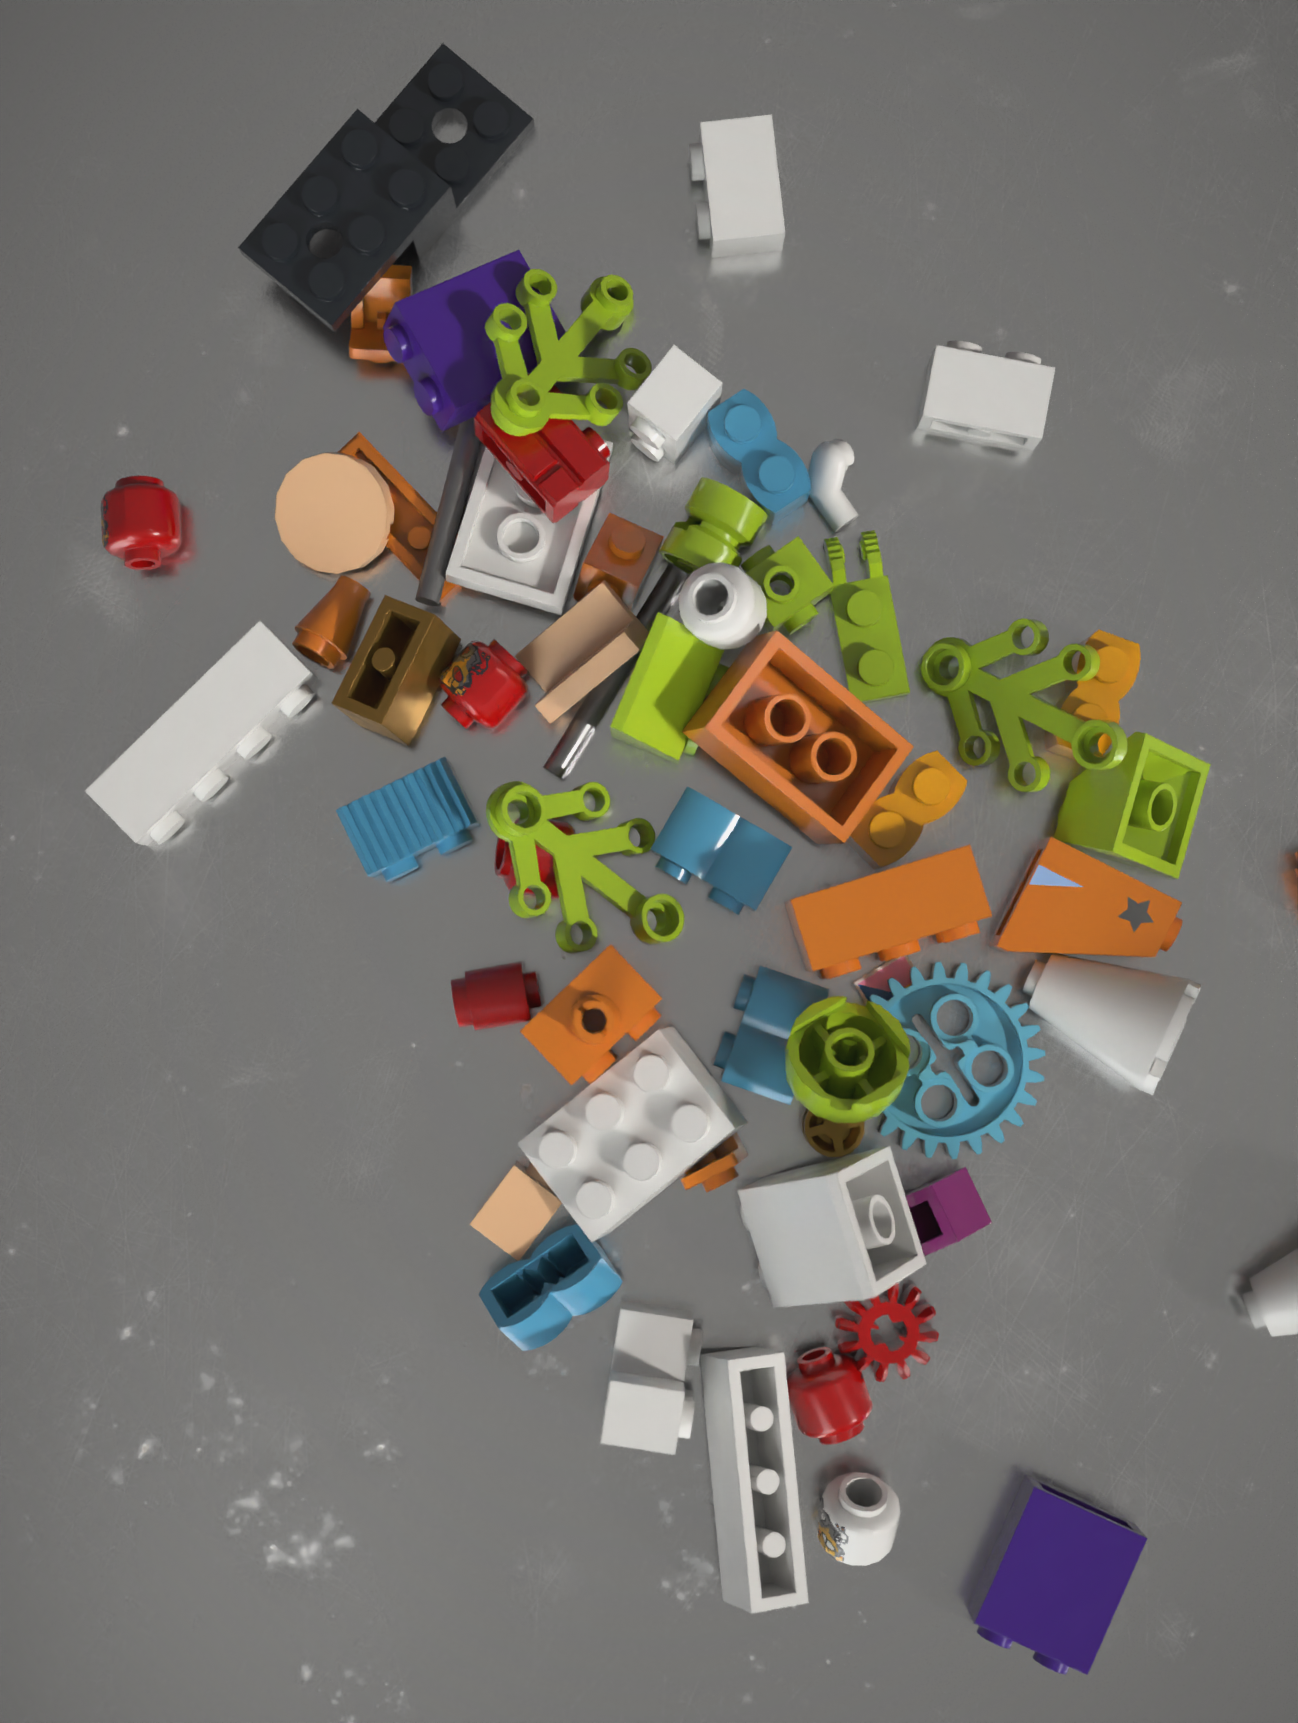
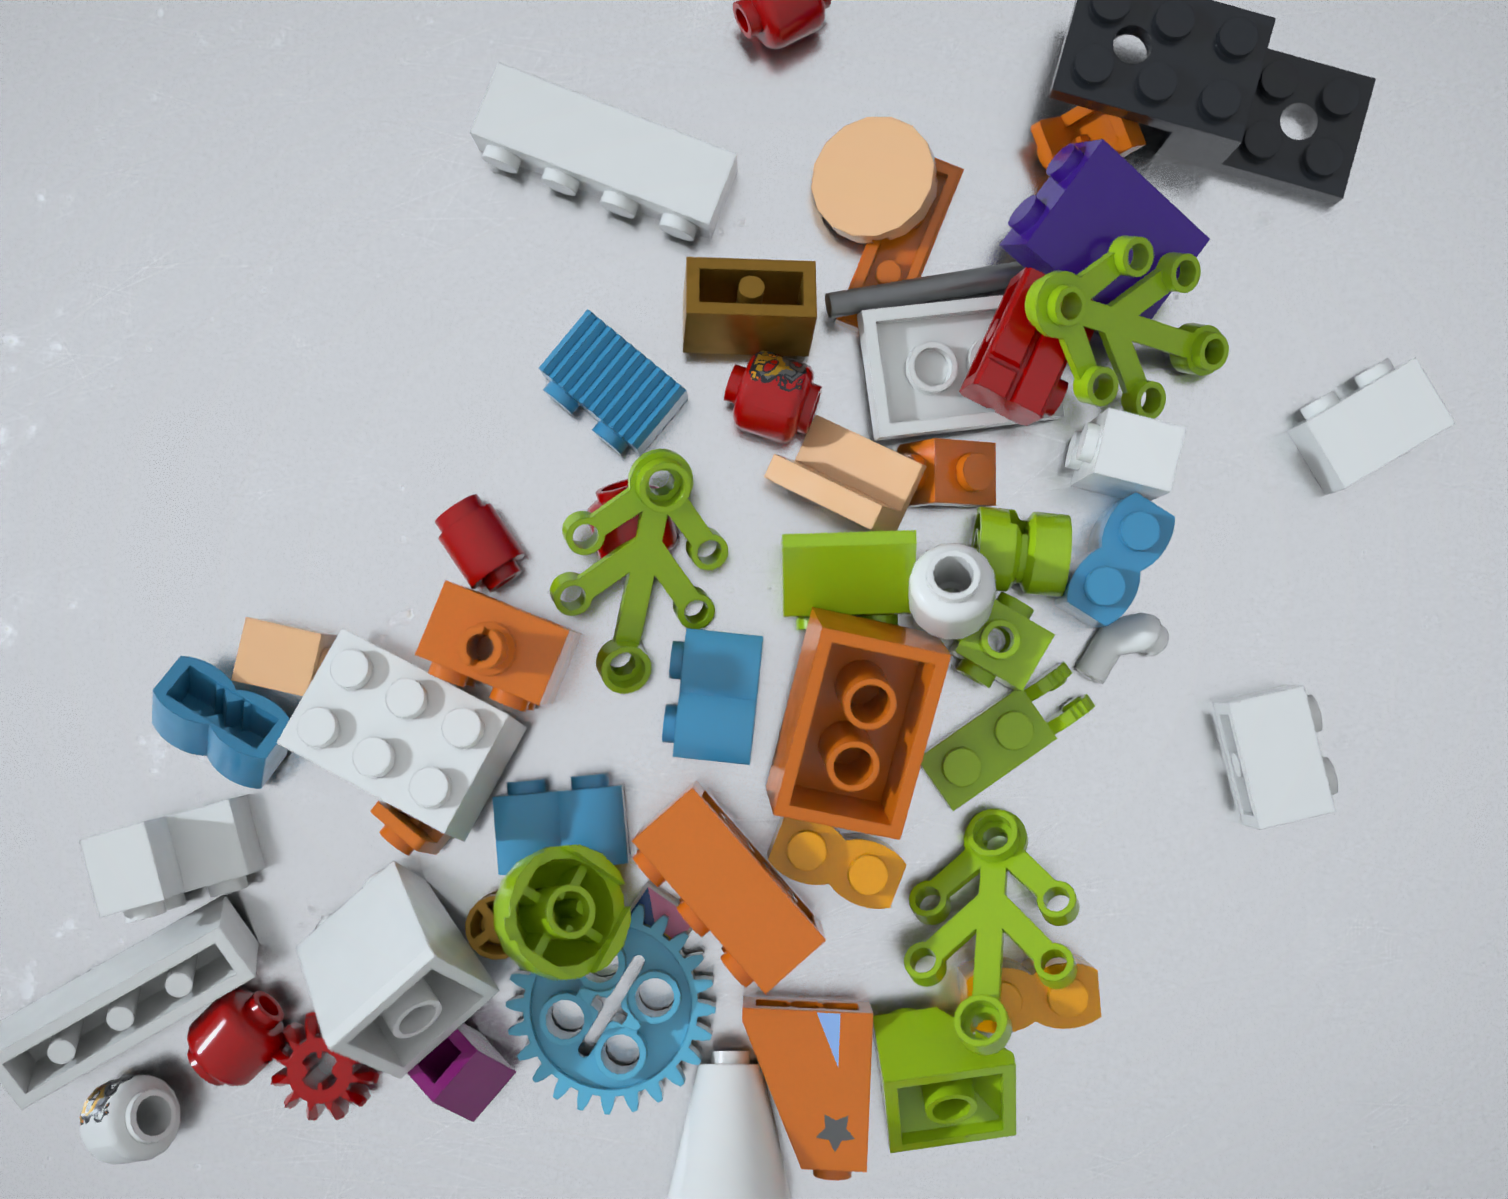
camera: 65 degrees right, 0 degrees up
(332, 623) = (767, 226): orange cone -> none
(603, 694) = (814, 515): flat silver bar -> none

